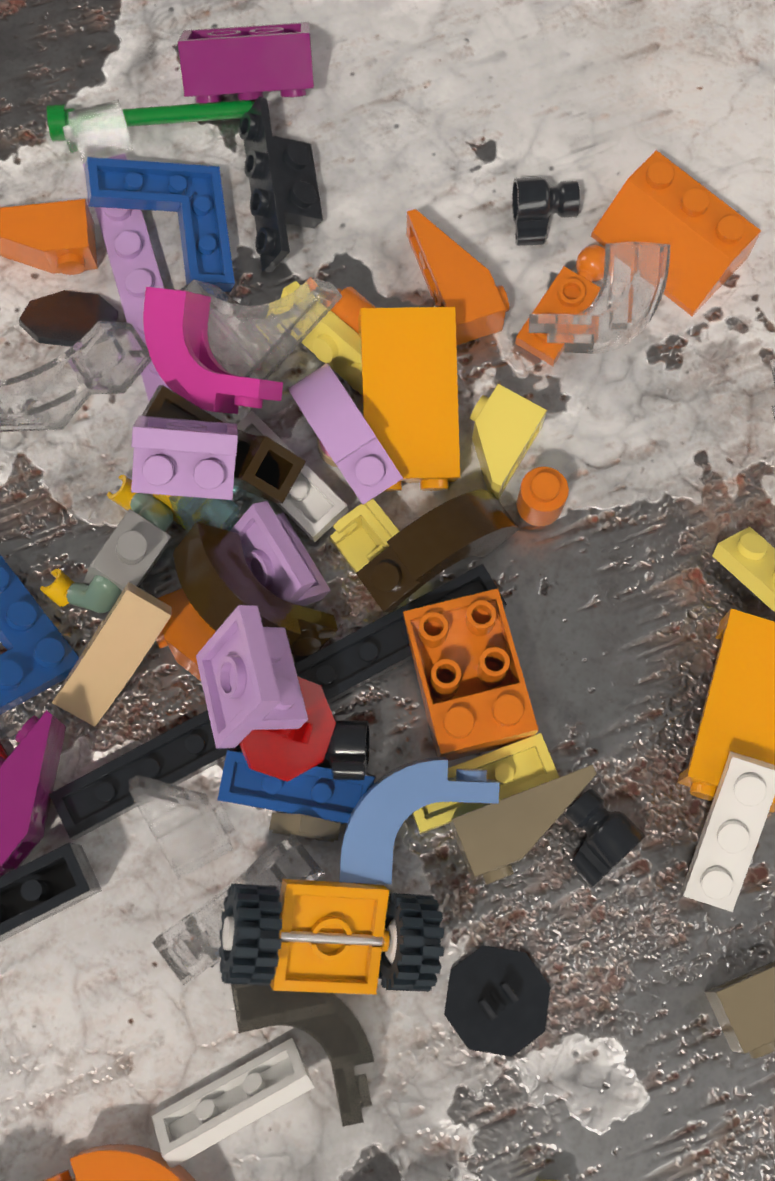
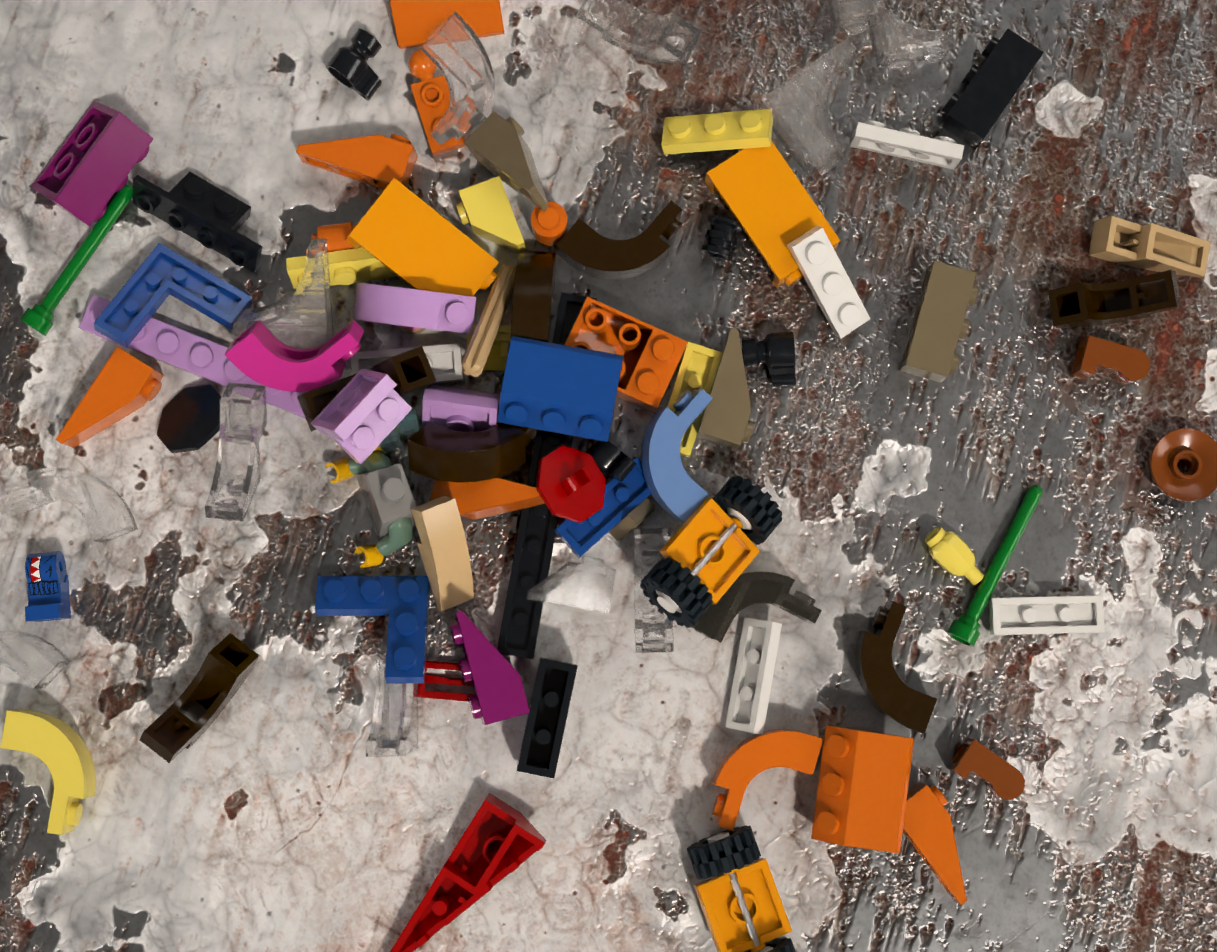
camera: 55 degrees left, 10 degrees up
(98, 131) = (71, 300): clear brick -> none
(249, 679) = (532, 482): lavender bracket -> none
(376, 634) = (559, 388): none -> blue slope
(378, 513) = (489, 321): none -> tan axle
(497, 1001) = (813, 488): black piece -> none
(571, 597) = (620, 259): none -> dark brown arch
(574, 404) = (503, 152): none -> dark tan slope
(678, 680) = (721, 237): none -> black bush

